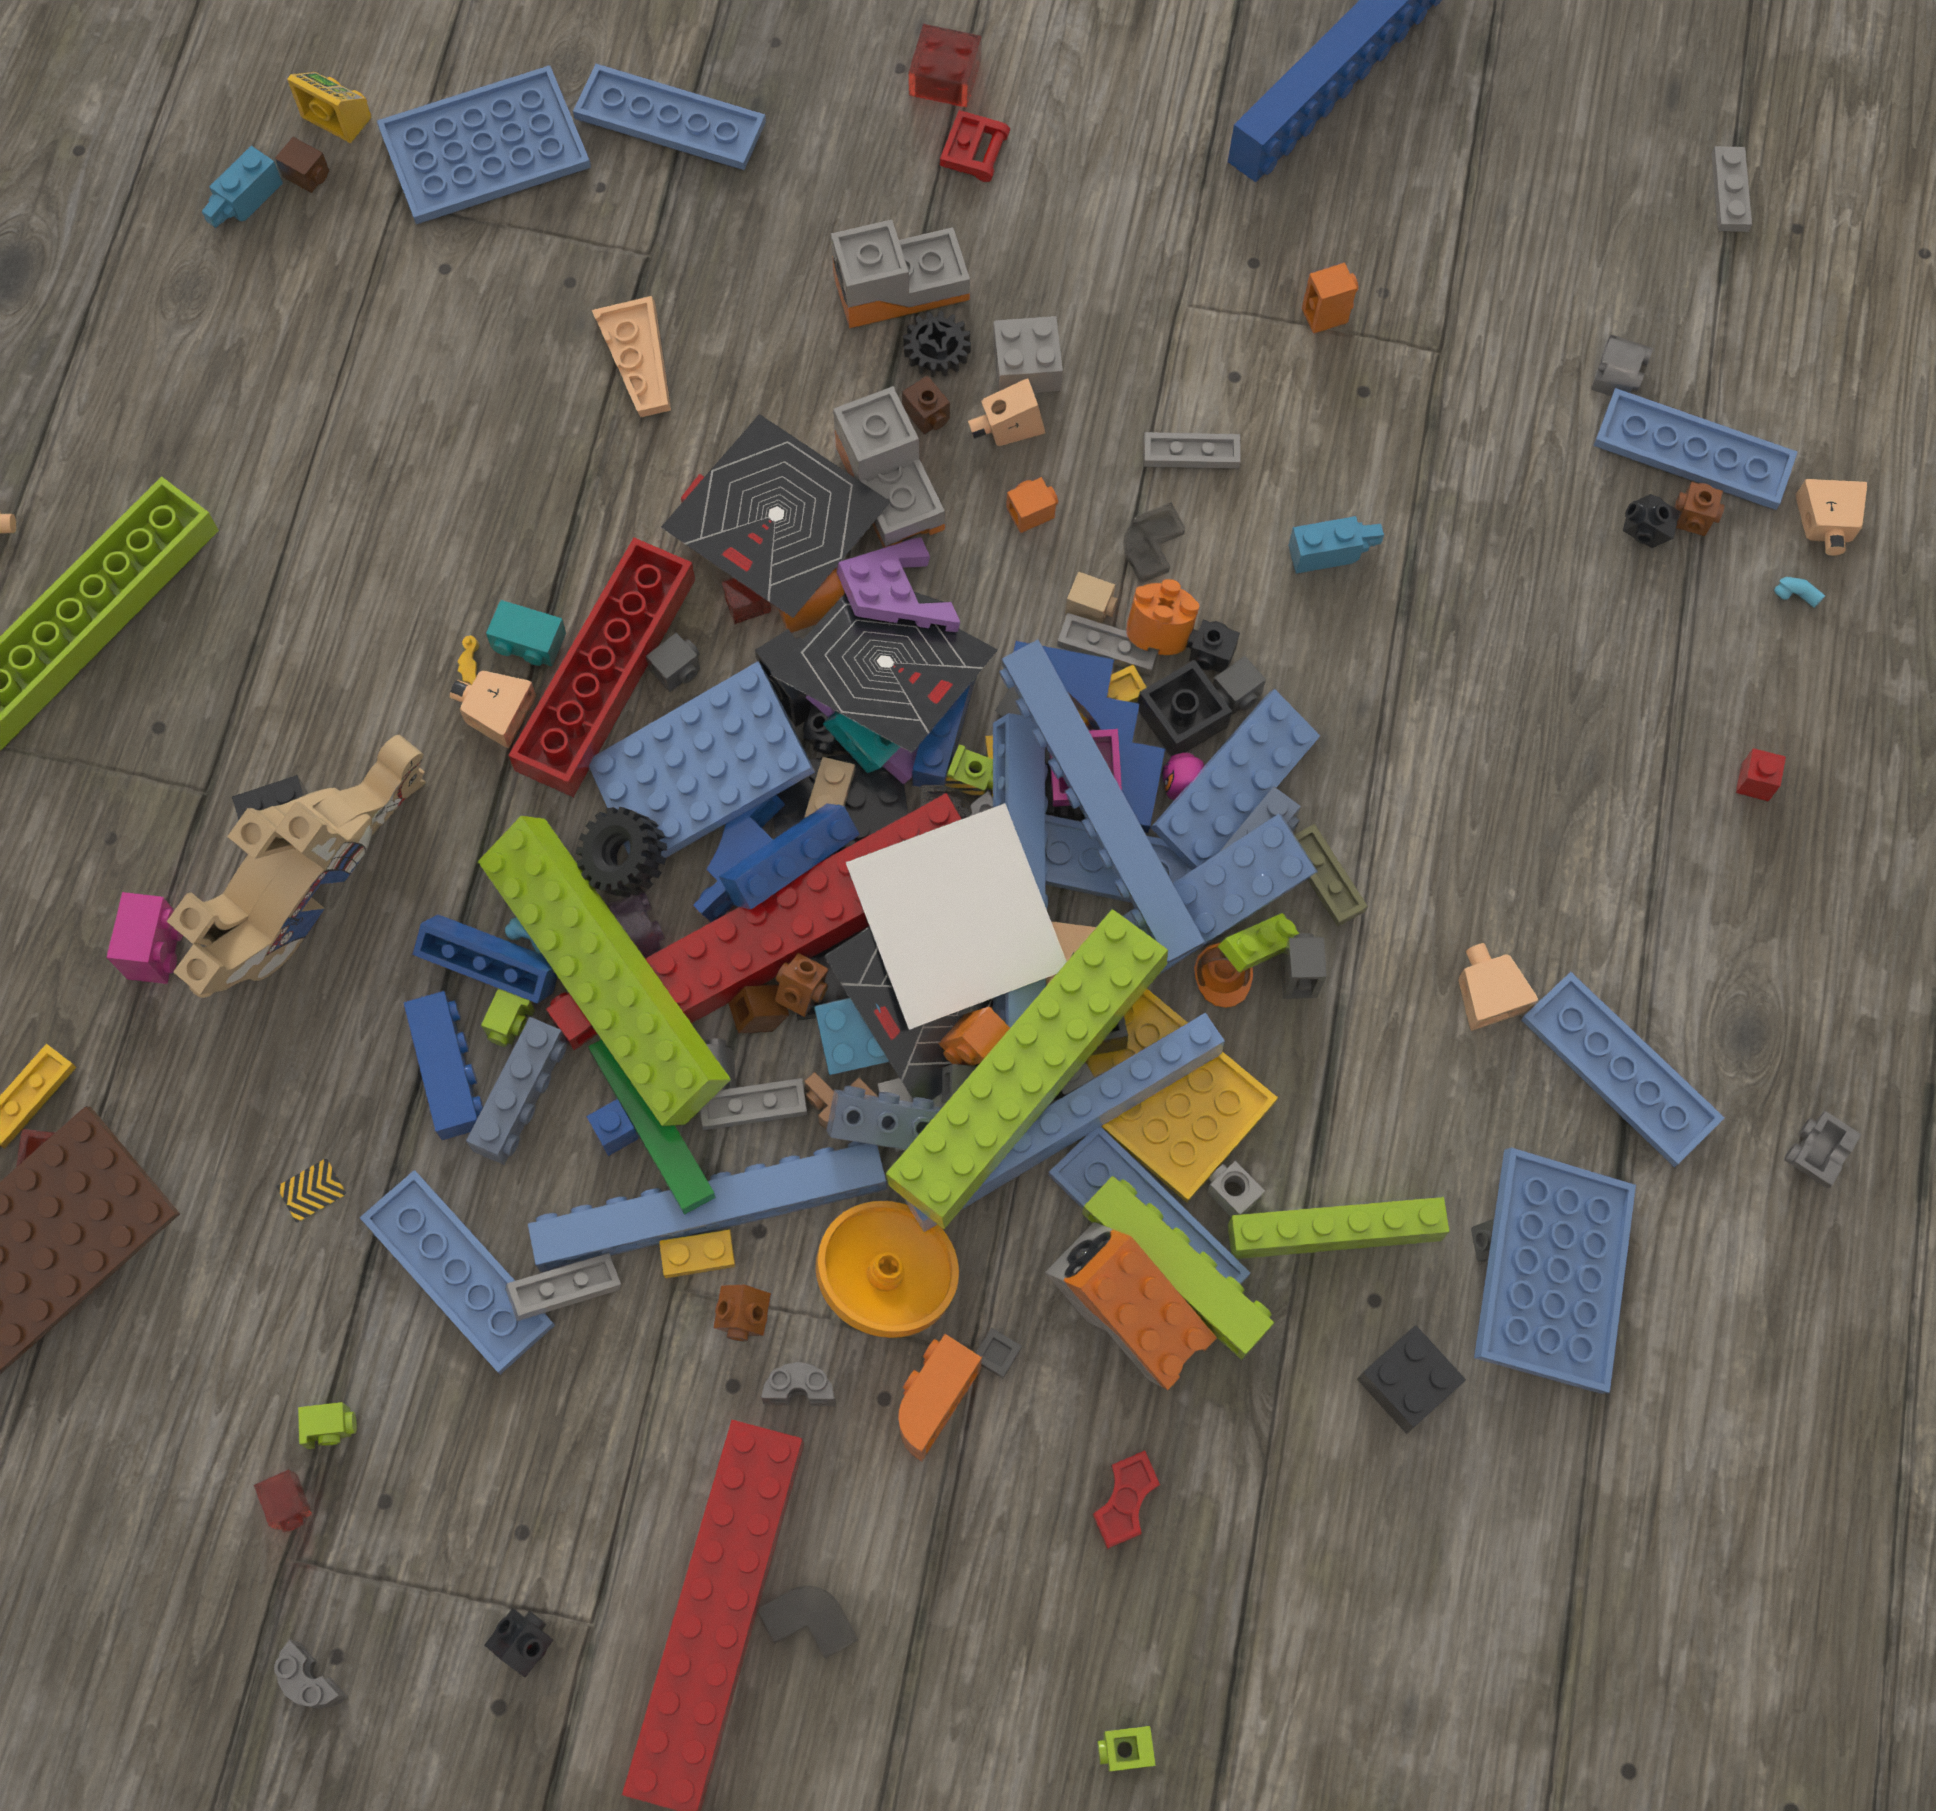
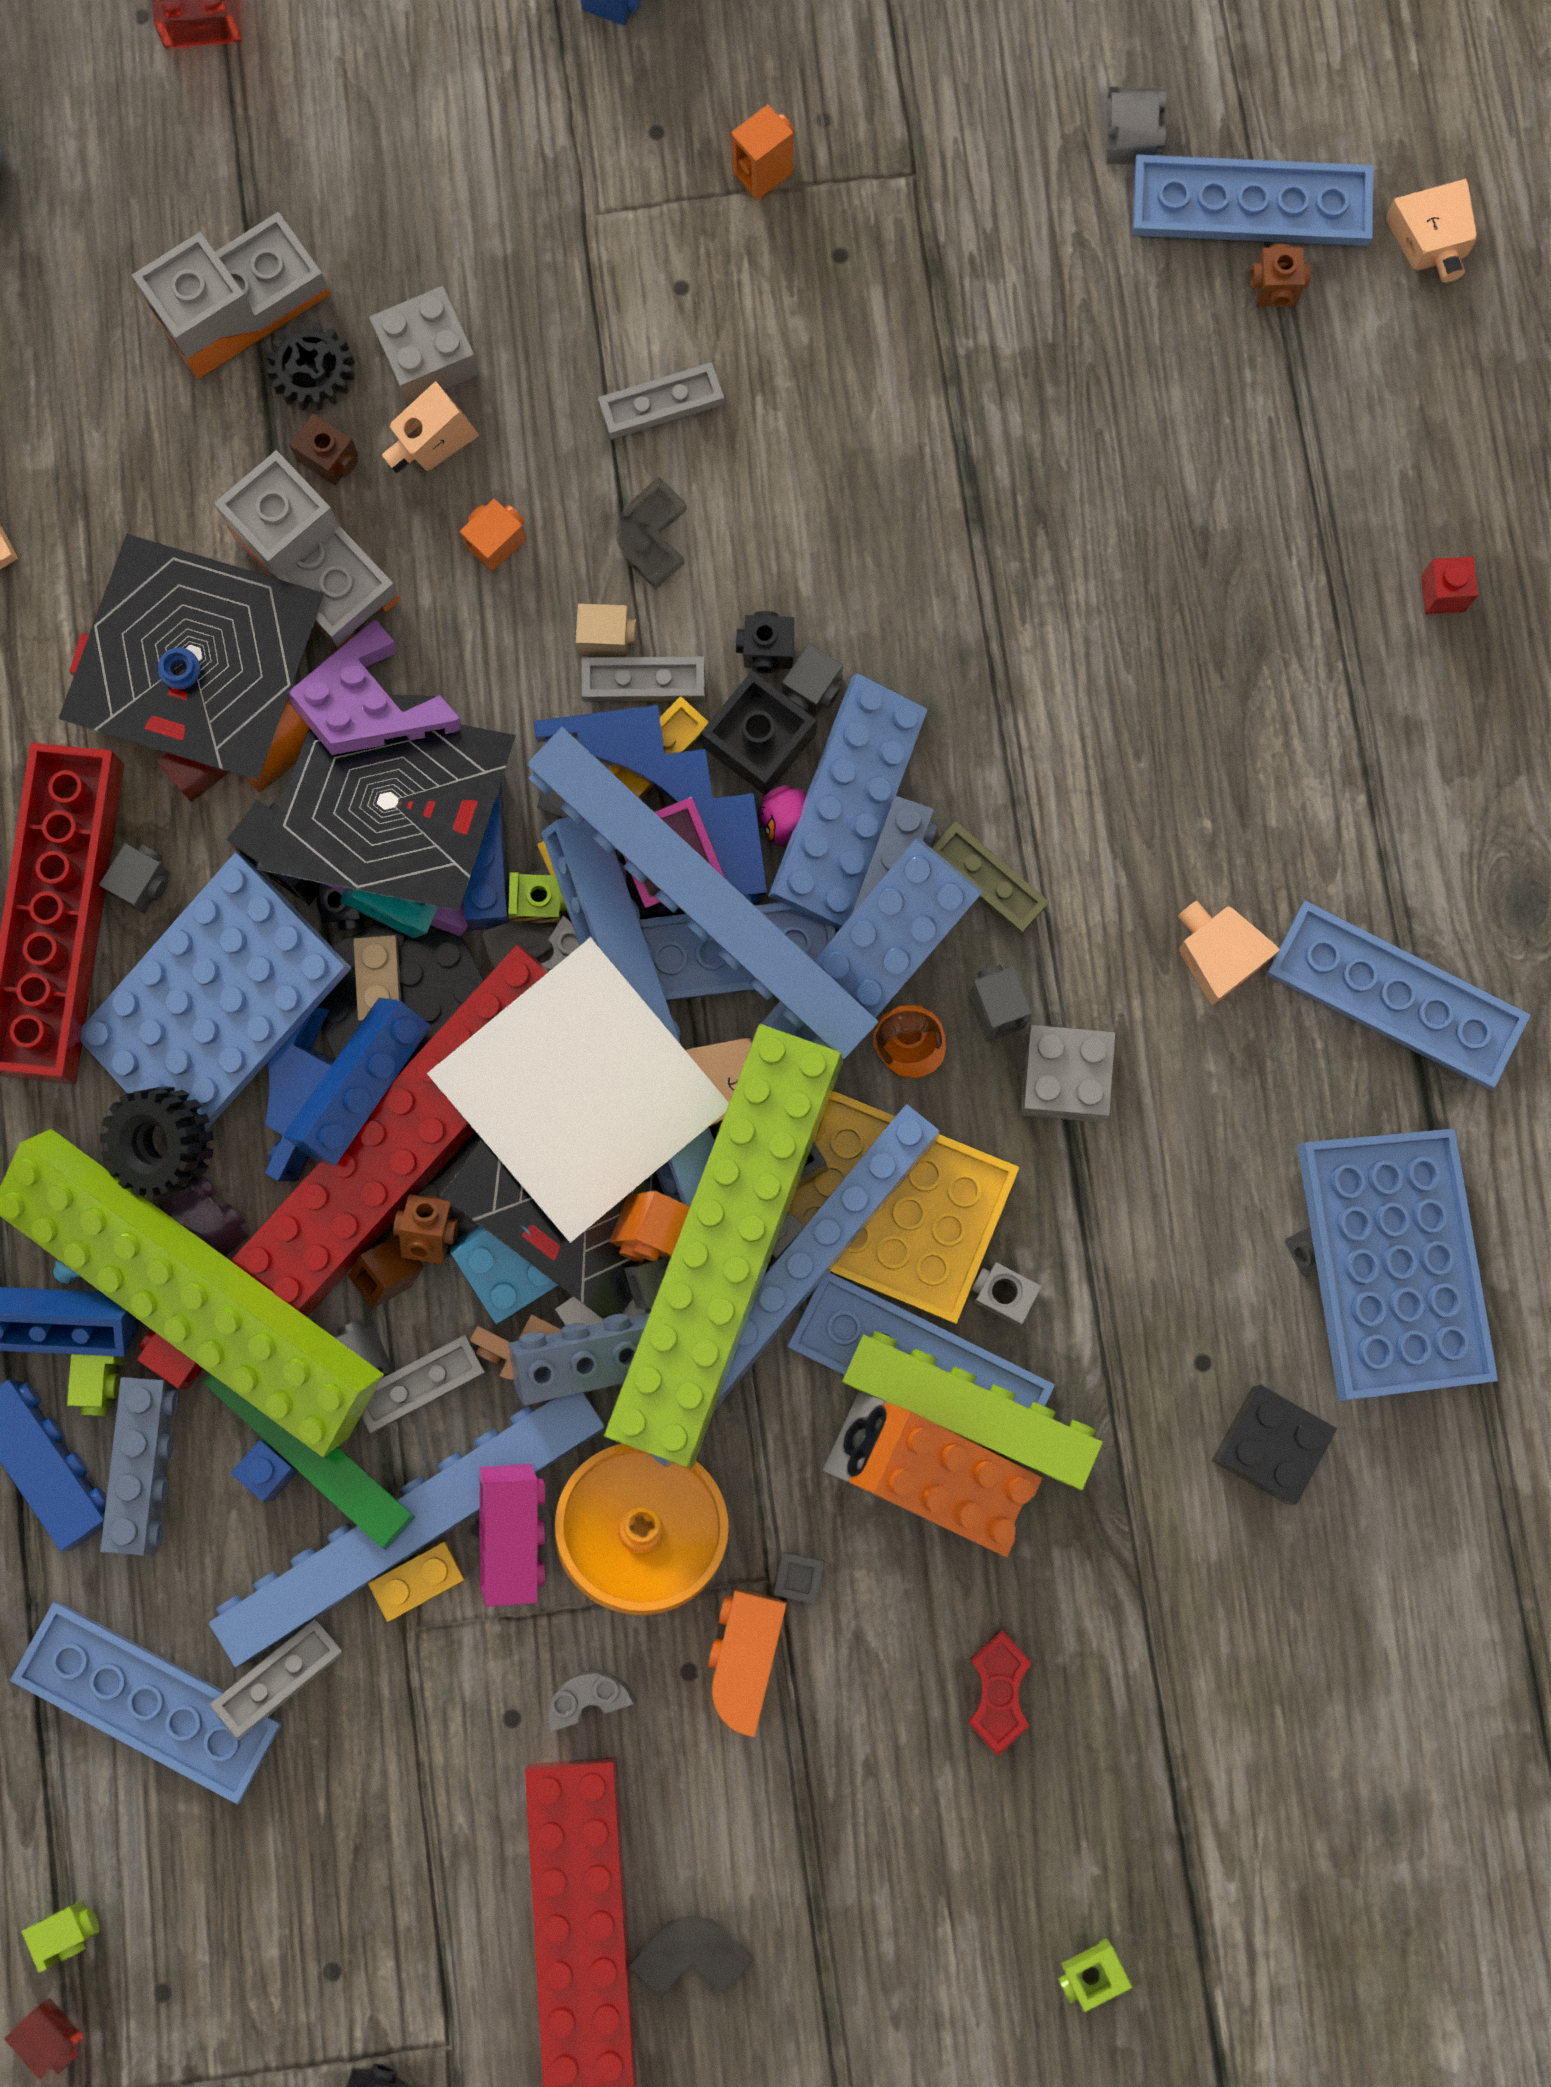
camera: 15 degrees left, 10 degrees up
(742, 1311) = (492, 1636): dark orange brick -> none
(763, 510) = (173, 658): none -> blue plate
(784, 1237) = (510, 1534): none -> dark pink brick
(965, 141) = (254, 90): red plate -> none
(1162, 617) = (696, 628): orange brick -> none
(1258, 942) = (940, 991): lime plate -> none
(1331, 543) = (865, 464): dark azure hinge -> none
(1338, 1228) = (1136, 1297): lime brick -> none
(1339, 1040) = (1067, 1073): none -> light grey brick
(1651, 521) = (1229, 311): black brick -> none
(1800, 587) = (1425, 335): medium azure arm -> none

